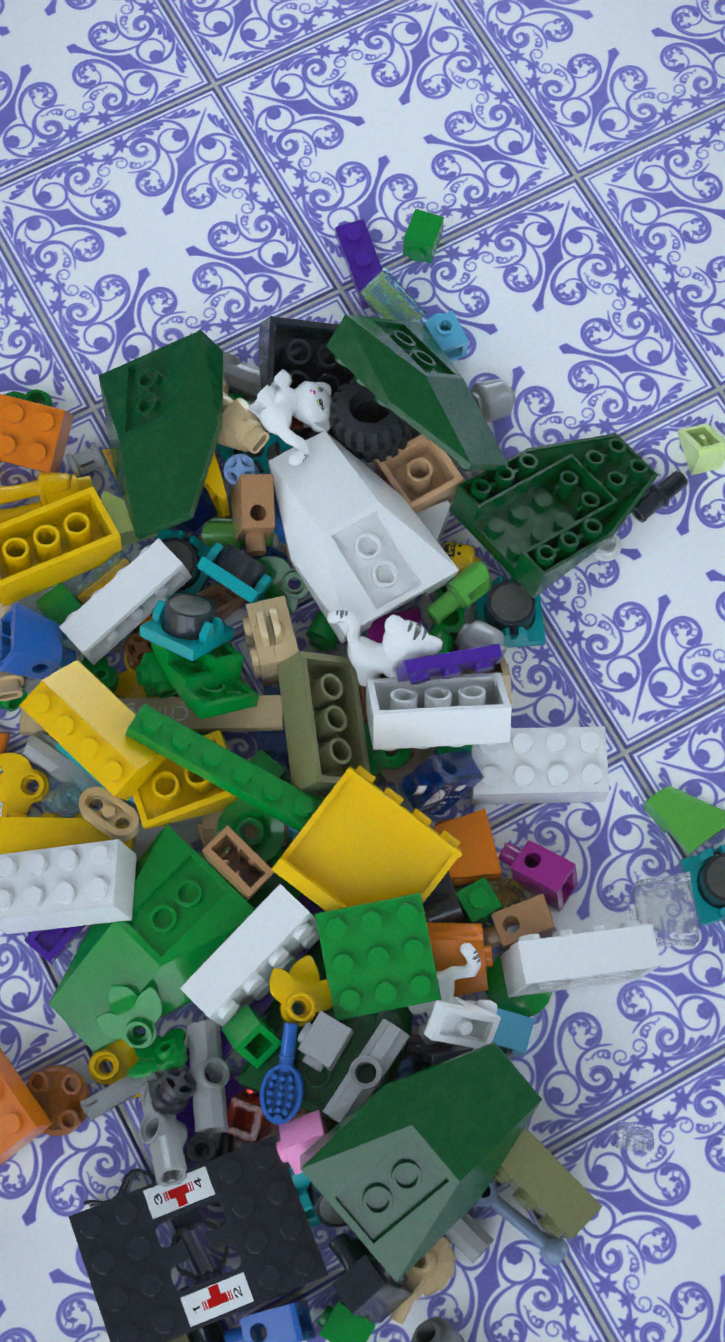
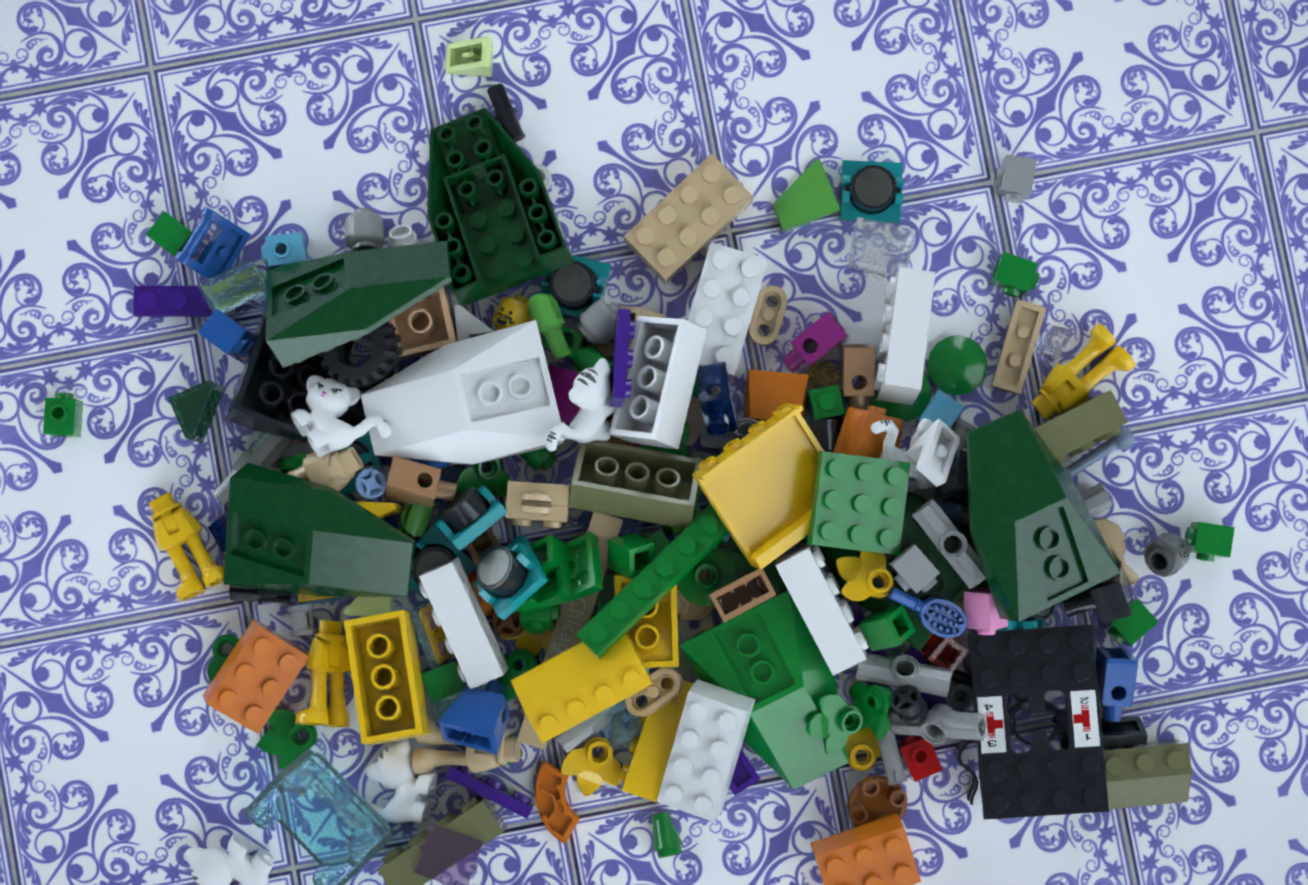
camera: 75 degrees left, 15 degrees up
(98, 416) = (259, 595): none -> black axle
(120, 1129) = (919, 757): none -> red brick
(139, 322) = (175, 527): none -> yellow piece
(217, 195) = (63, 416): none -> green brick
(248, 739) = (629, 554): none -> green brick
(258, 298) = (196, 409): none -> clear green slope
(344, 297) = (227, 335): none -> blue brick
(427, 281) = (221, 249): none -> blue plate
(501, 435) = (401, 236): none -> white plate
(549, 812) = (768, 316): none -> tan plate
(569, 1037) = (957, 365): none -> green dish
(590, 1162) = (1065, 390): none -> yellow piece
(614, 1097) = (1018, 347): none -> tan plate
(627, 701) = (688, 219): none -> tan brick
(691, 1067) = (1014, 275): none -> green brick

